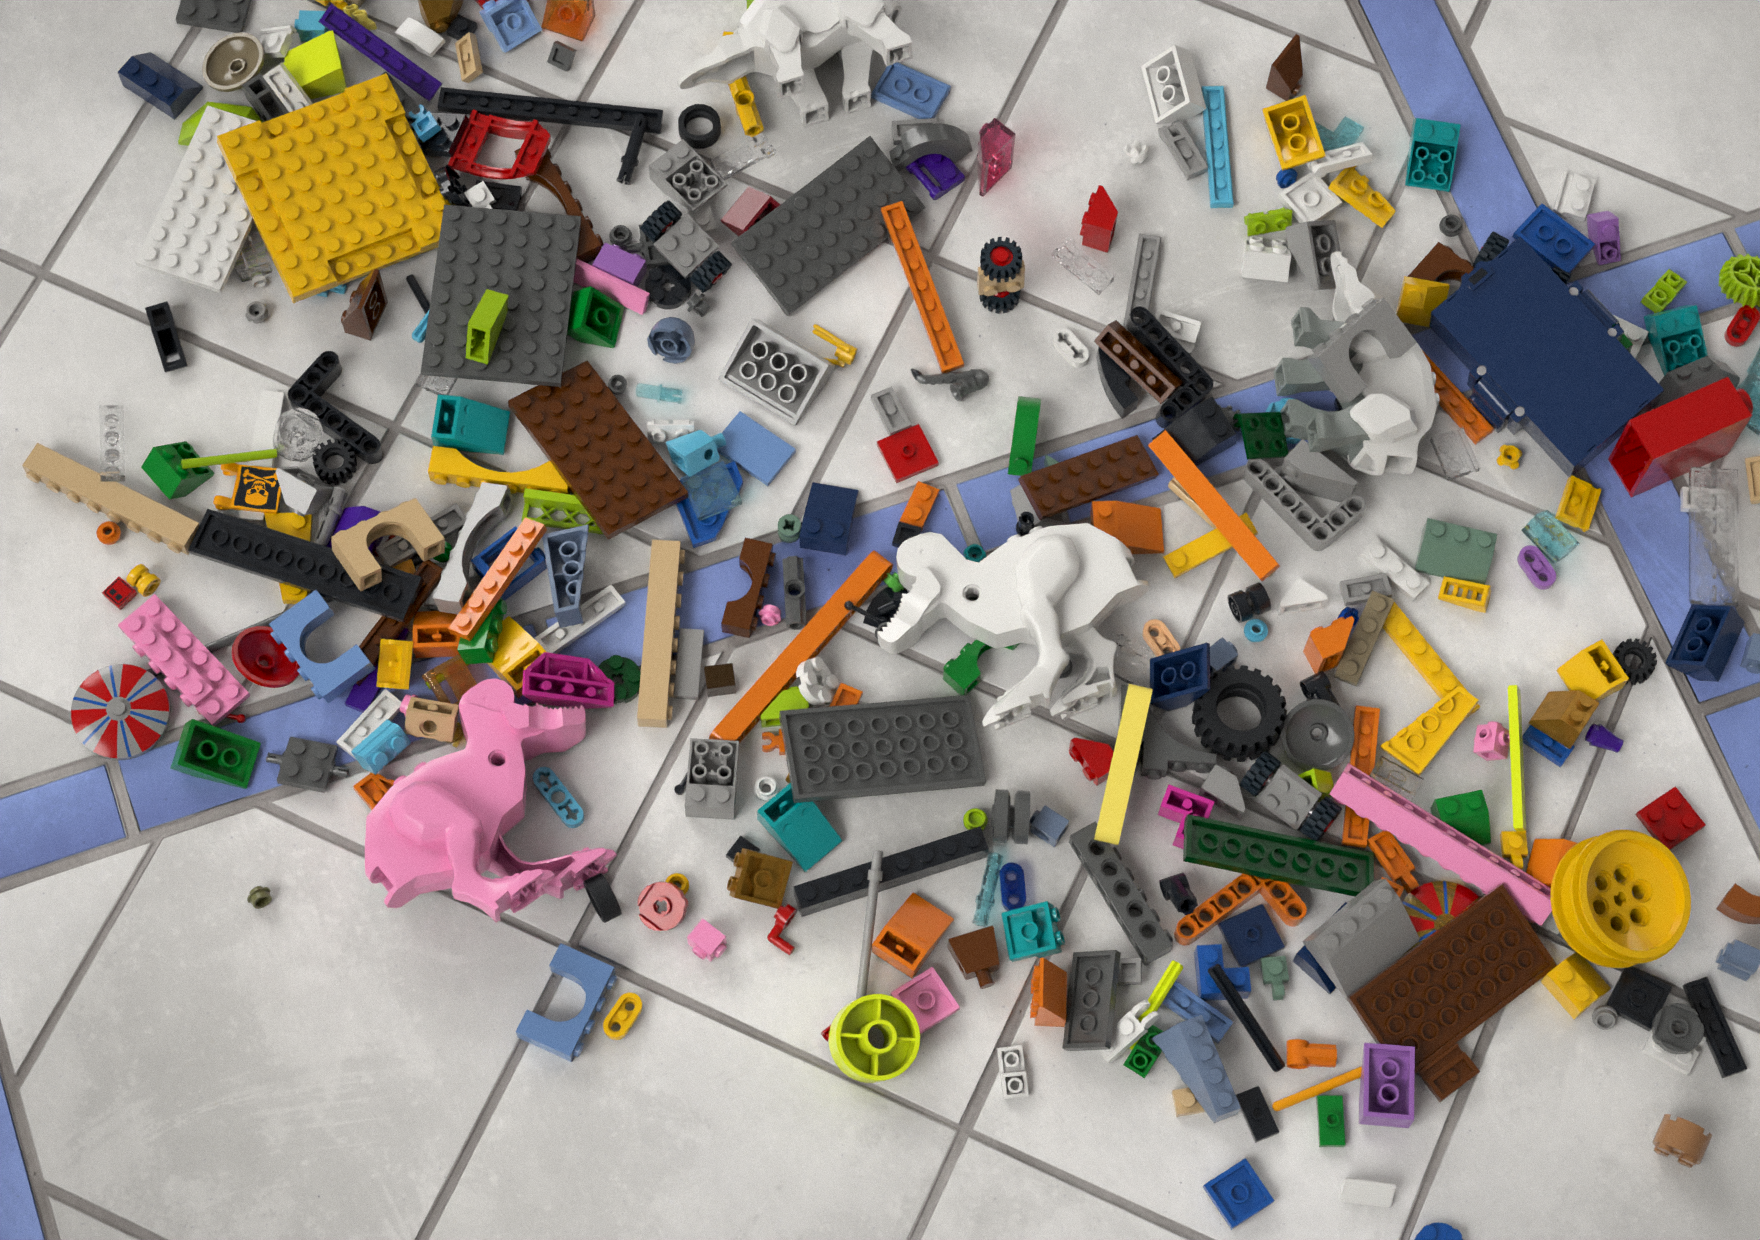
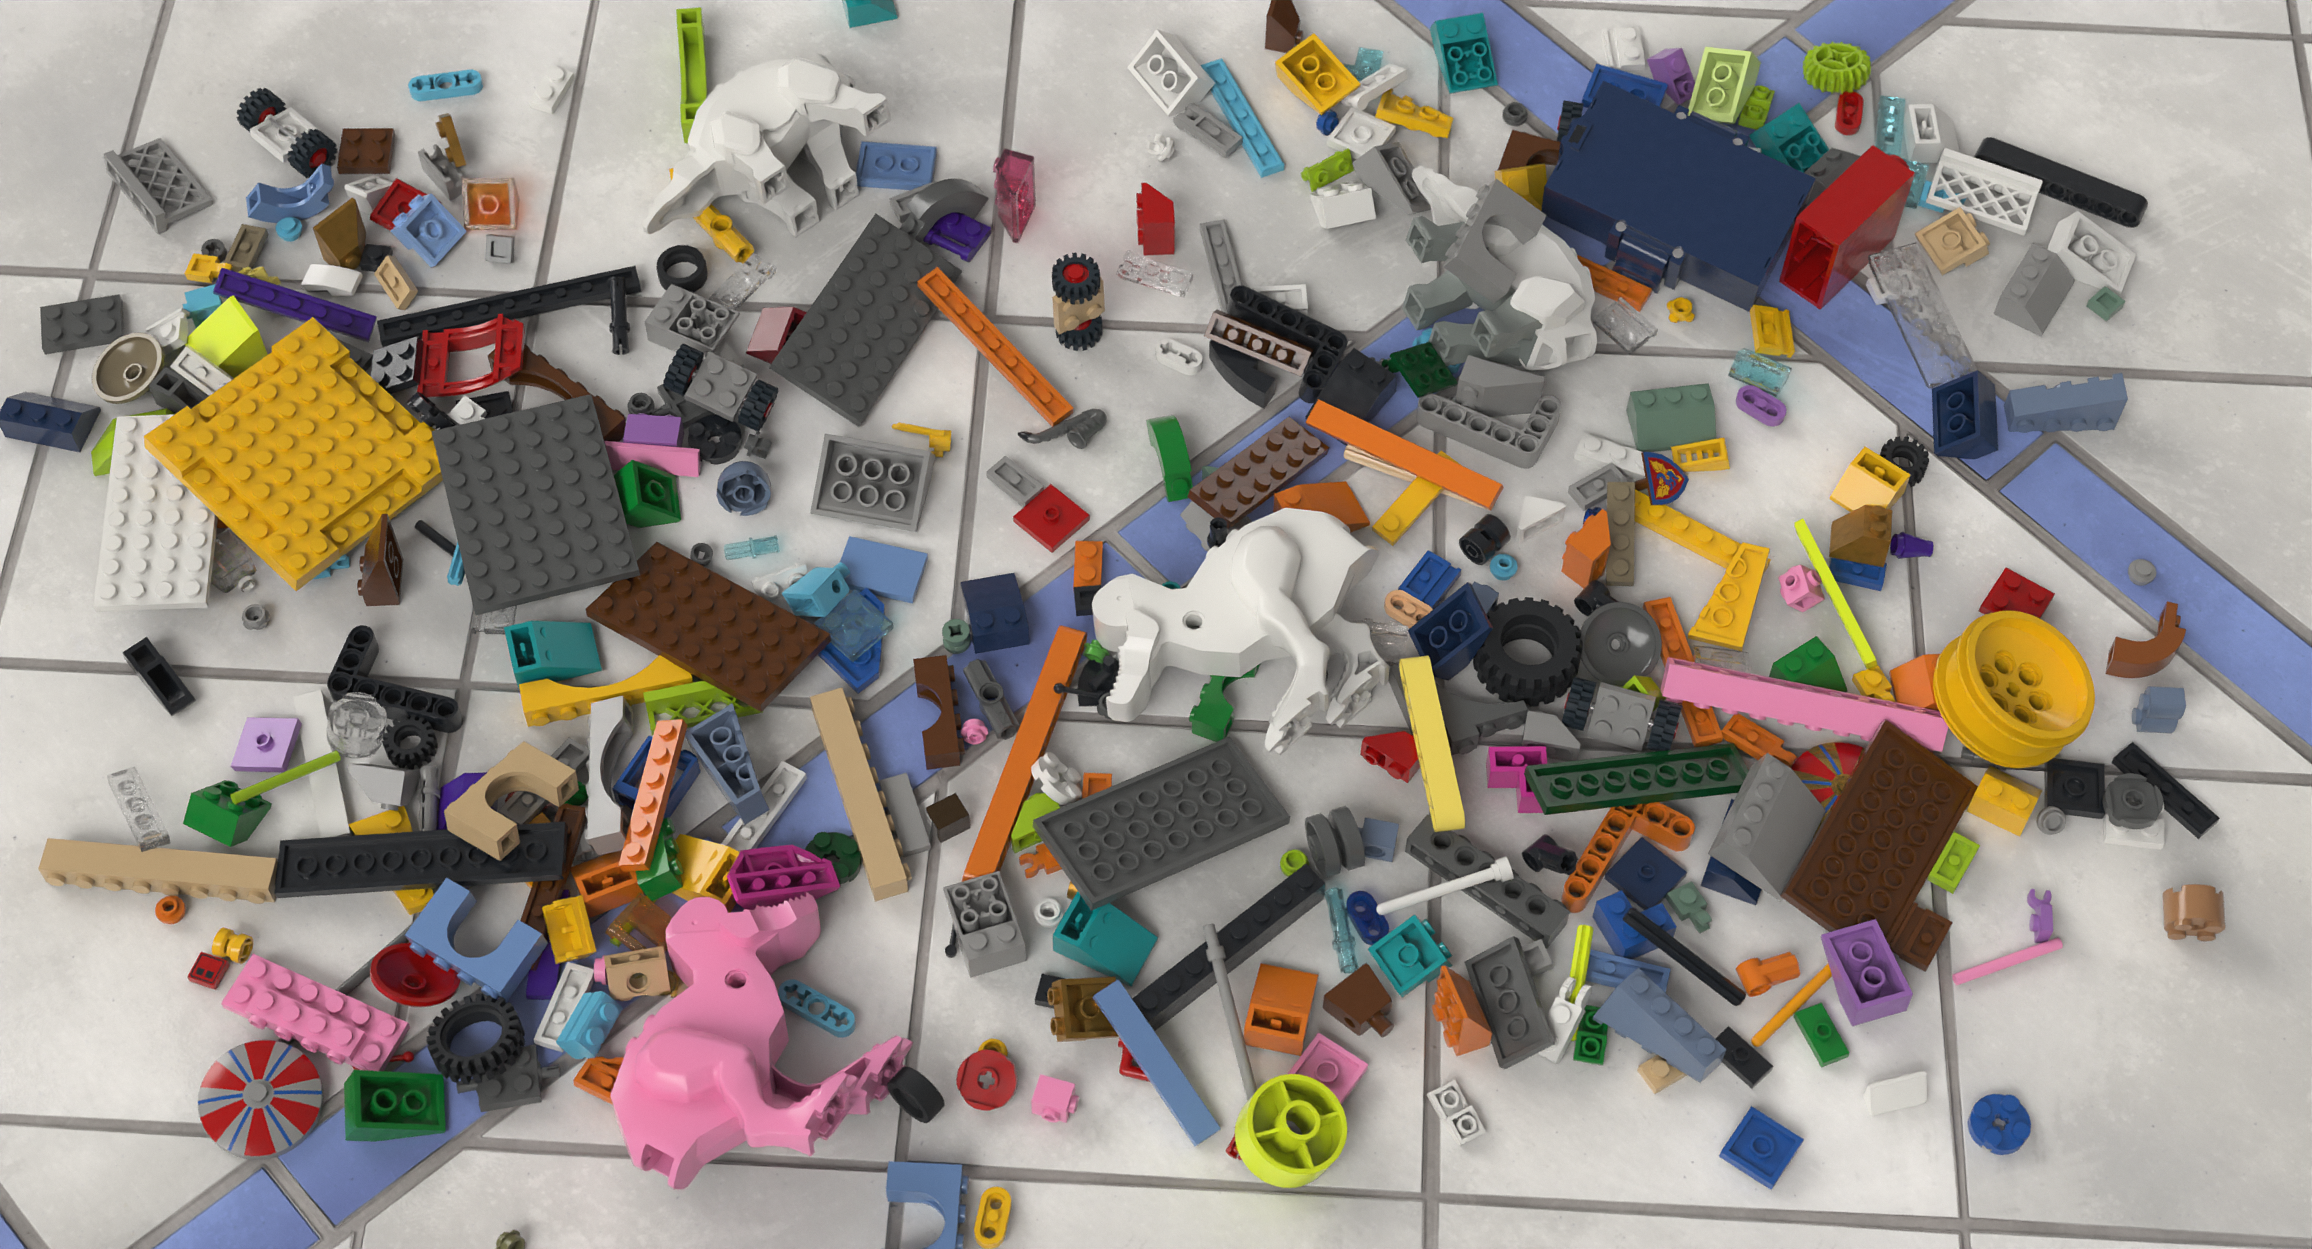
camera: 20 degrees left, 10 degrees down
(226, 423) = (266, 744): none -> plate
(254, 489) = (325, 803): flag -> none
(300, 747) = (485, 1063): none -> black tyre
(424, 123) = (374, 360): dark azure plate -> none
(486, 326) = (532, 535): lime slope -> none
(795, 943) = (1156, 1063): none -> medium blue tile
(1129, 891) = (1499, 870): none -> white piece
(1189, 620) = (1430, 579): none -> blue plate
(1419, 604) = (1663, 479): none -> shield
(1506, 1021) = (1953, 862): none -> lime plate
(1506, 1119) = (2007, 961): none -> bright pink bar
(1553, 1098) = (2042, 921): none -> medium lavender plate
(1641, 263) = (1724, 83): none -> yellowish green slope

